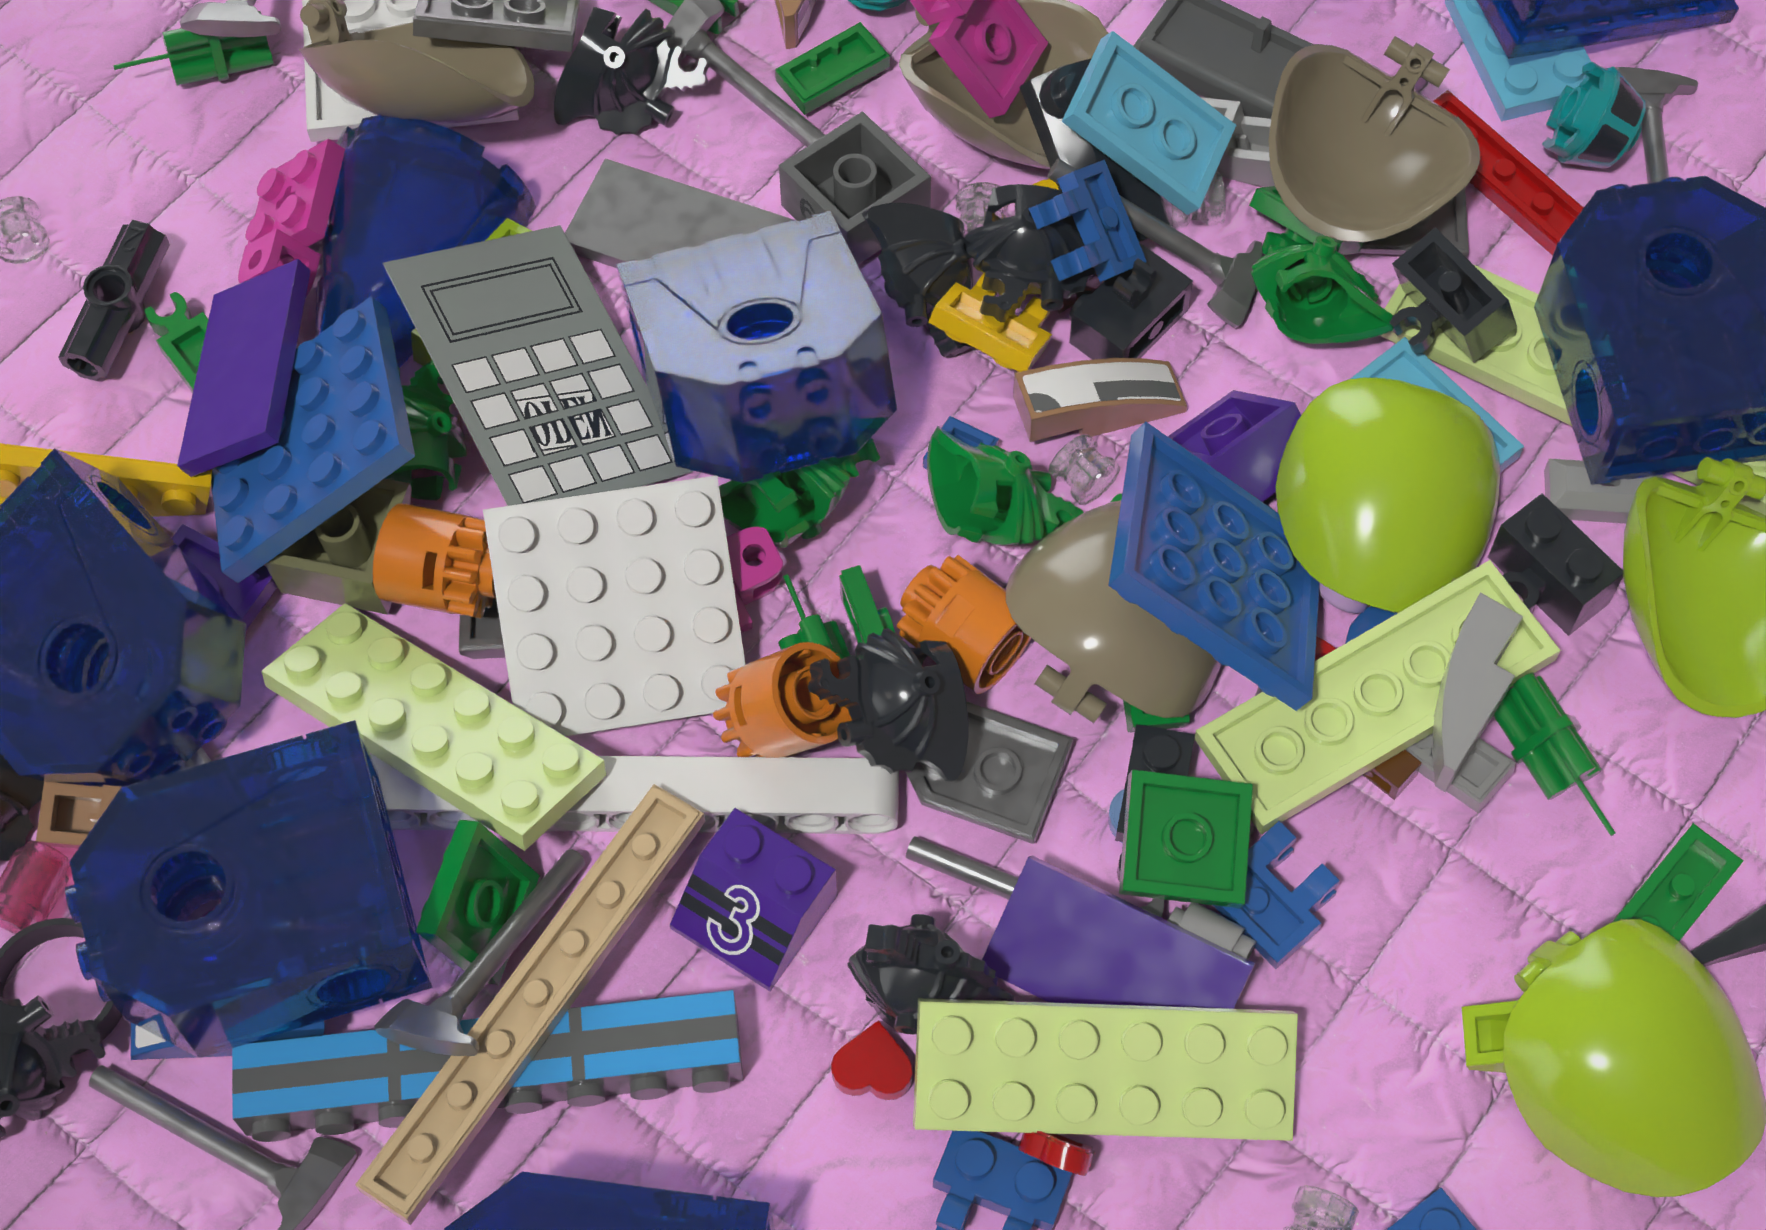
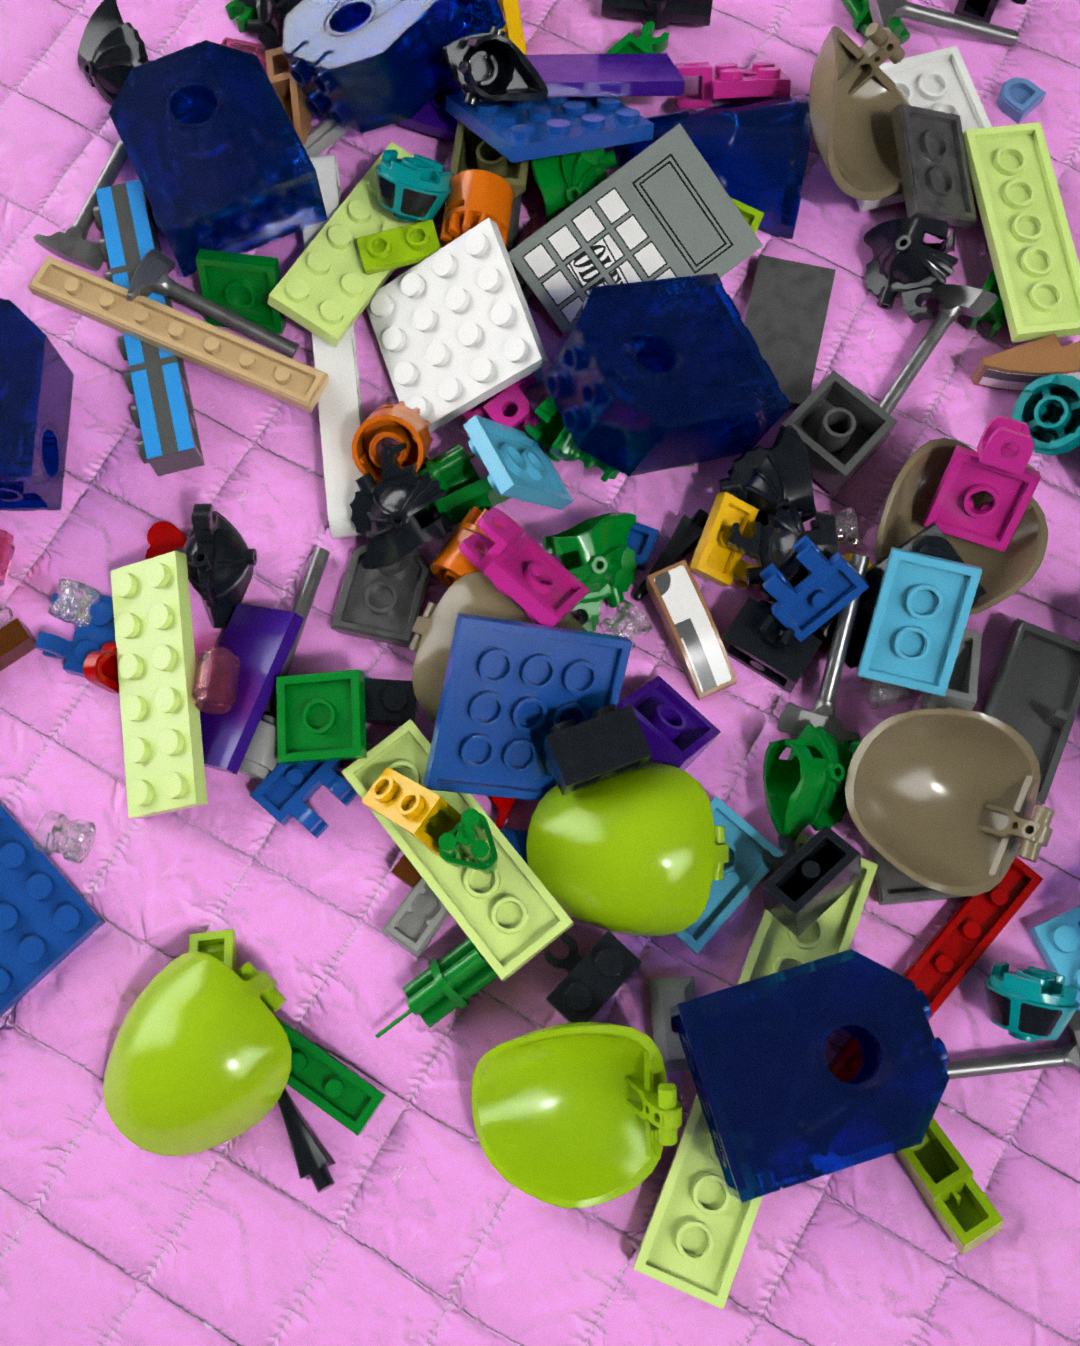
camera: 85 degrees right, 10 degrees up
(238, 474) = (492, 69): none -> black helmet
(381, 622) = (412, 186): none -> teal cone
(471, 659) = (398, 247): none -> lime bracket
(754, 899) = (273, 458): dark purple slope -> none
(832, 68) = (952, 406): green plate -> none
(832, 553) = (516, 463): none -> medium azure plate
(965, 1178) = (74, 602): none -> clear wheel
(967, 391) = (680, 544): none -> black piece
(1030, 535) = (523, 569): none -> dark pink plate
(1117, 972) = (216, 680): none -> clear pink brick
(1285, 481) = (596, 748): none -> black brick
(1330, 726) = (412, 808): none -> yellow bracket
(1397, 640) = (469, 841): none -> green piece
(1471, 686) = (451, 905): light grey slope -> none

